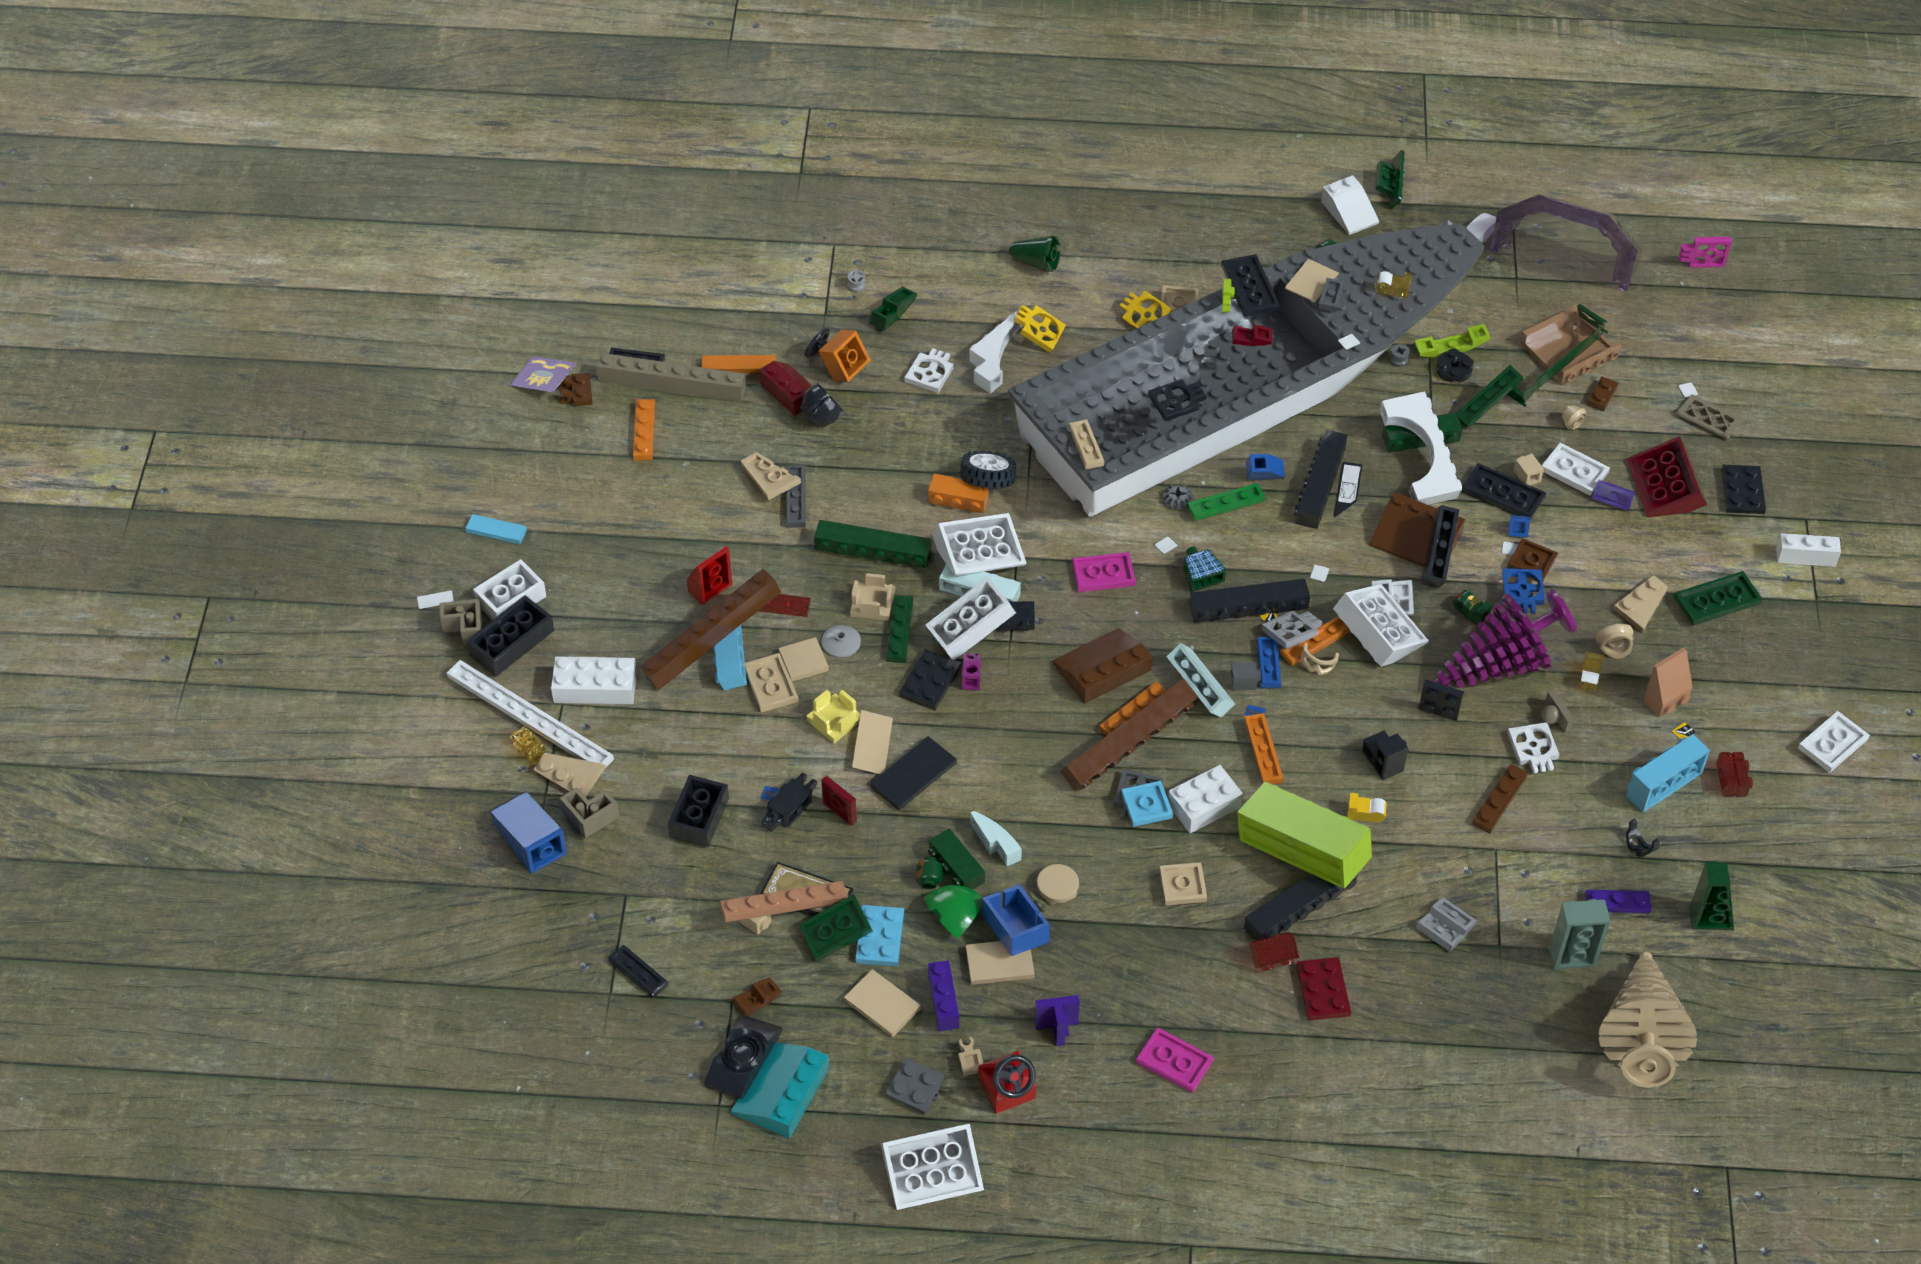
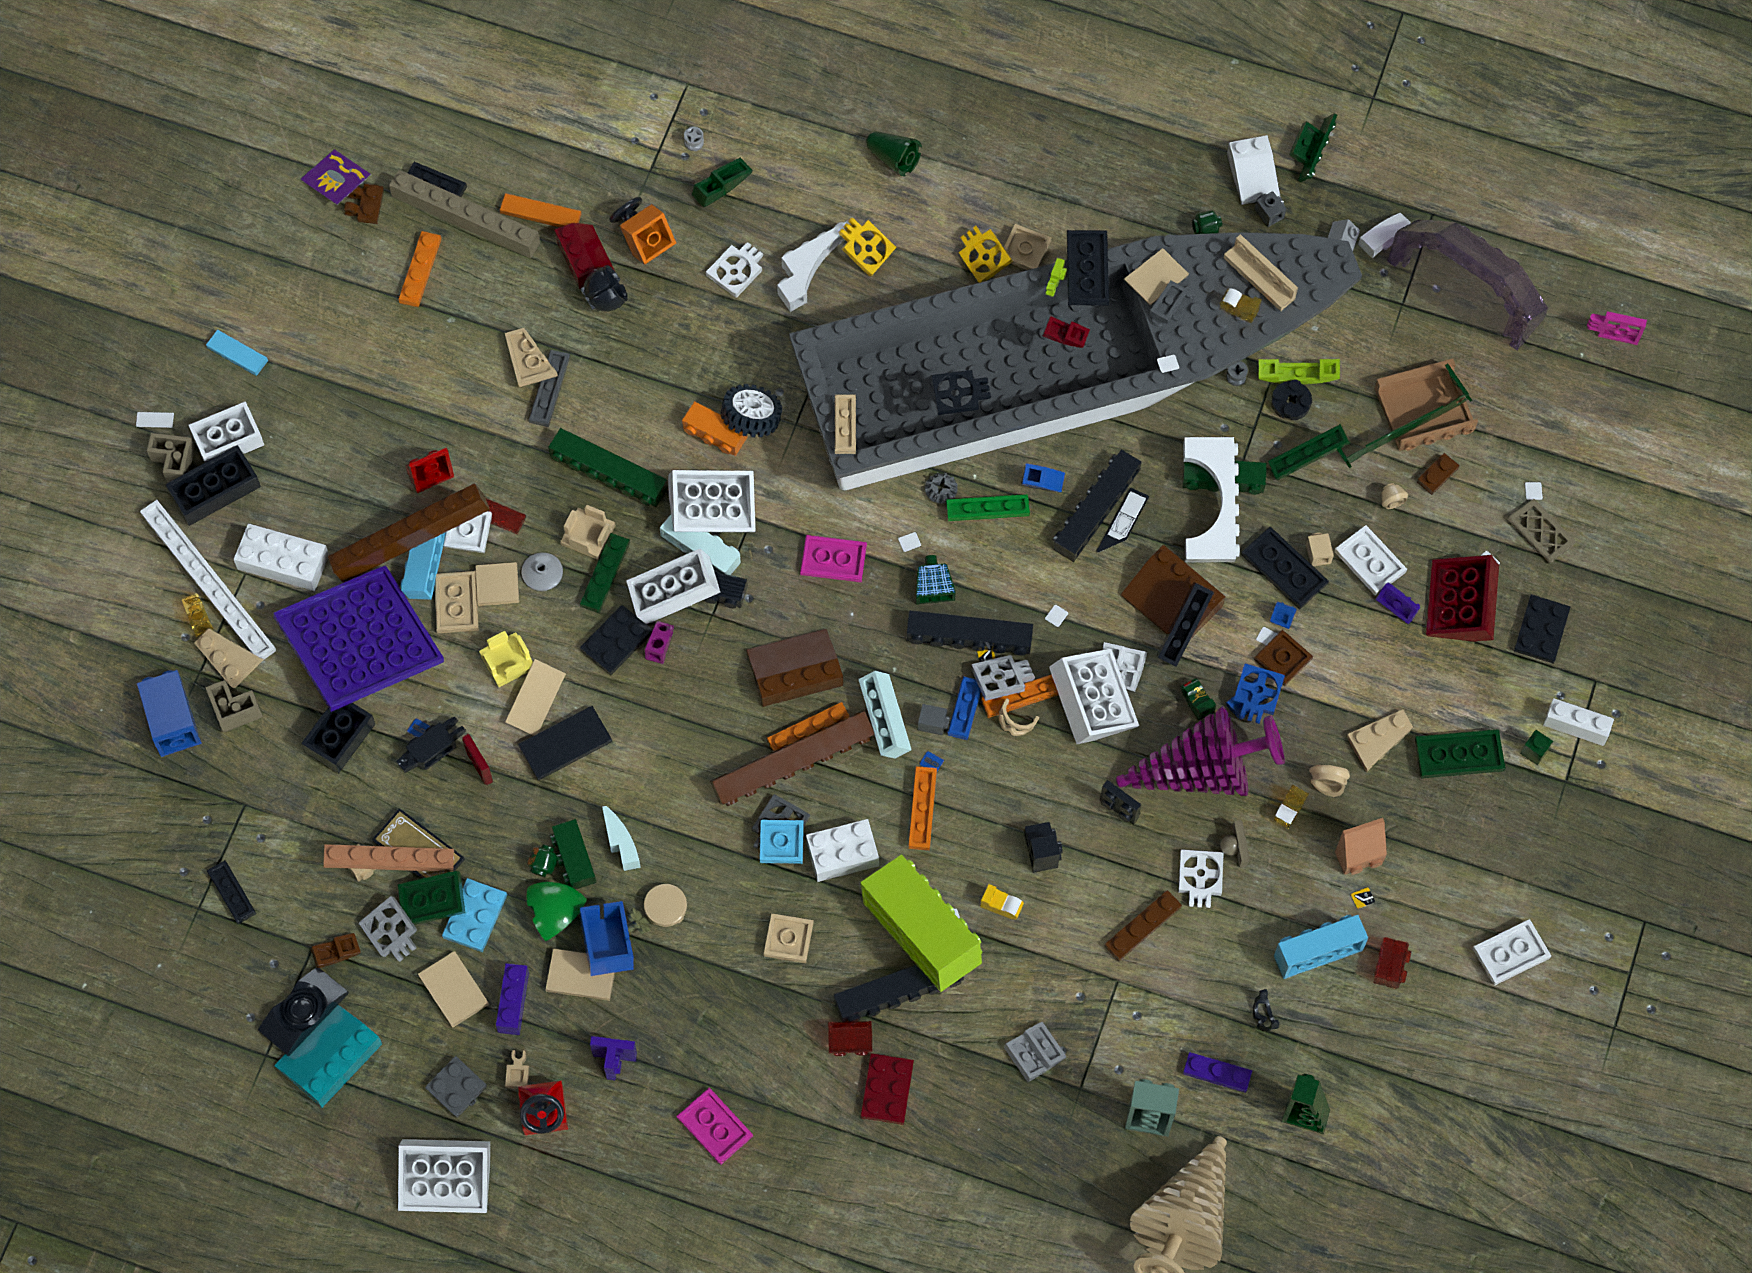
camera: 15 degrees right, 15 degrees up
(691, 726) = (358, 638): none -> dark purple plate
(763, 624) = (470, 535): none -> white tile
(816, 973) = (398, 942): none -> light grey piece
(1375, 226) = (1270, 208): none -> dark grey brick
(1401, 260) = (1261, 273): none -> tan fence
(1781, 577) = (1536, 747): none -> dark green brick

